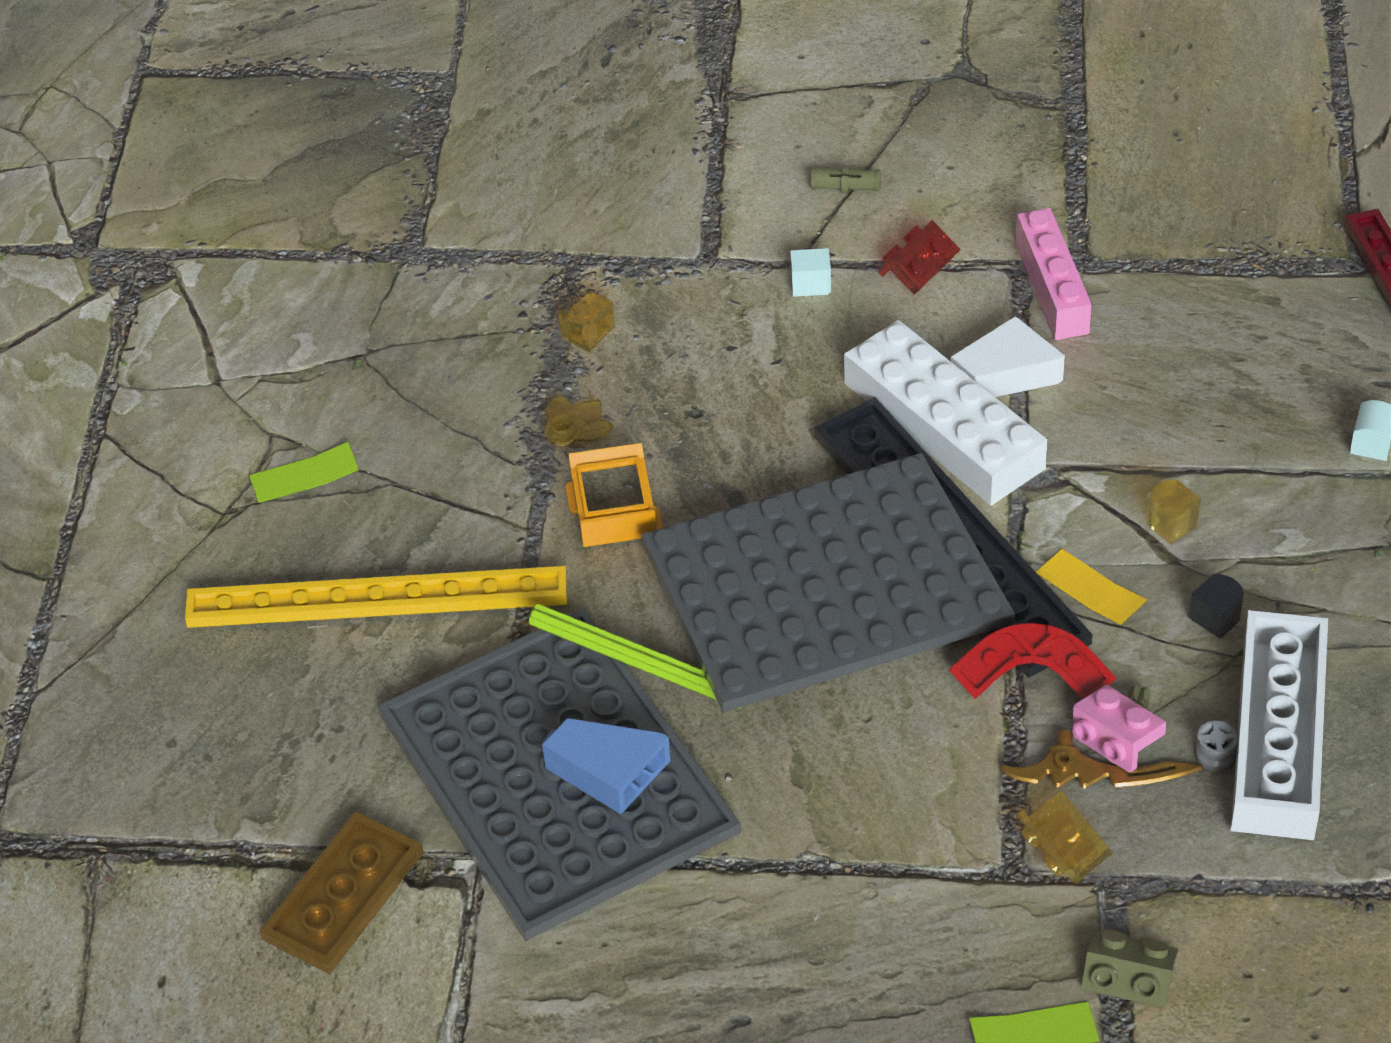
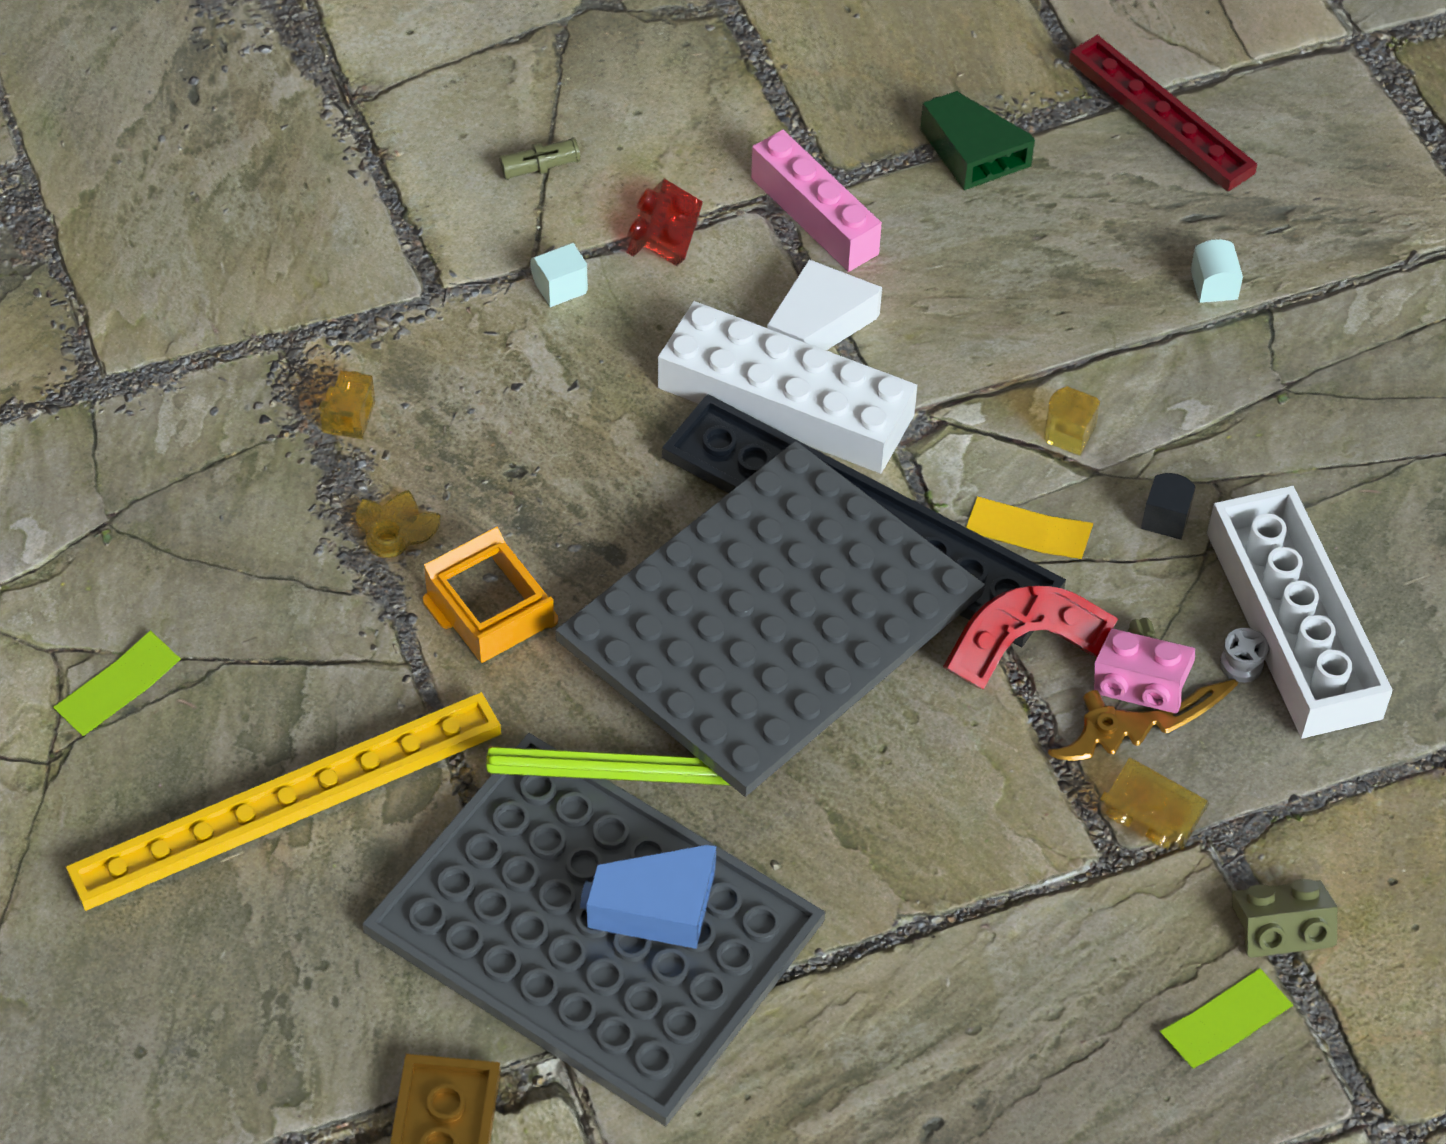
camera: 30 degrees left, 5 degrees up
(1220, 265) = (974, 140): none -> dark green slope

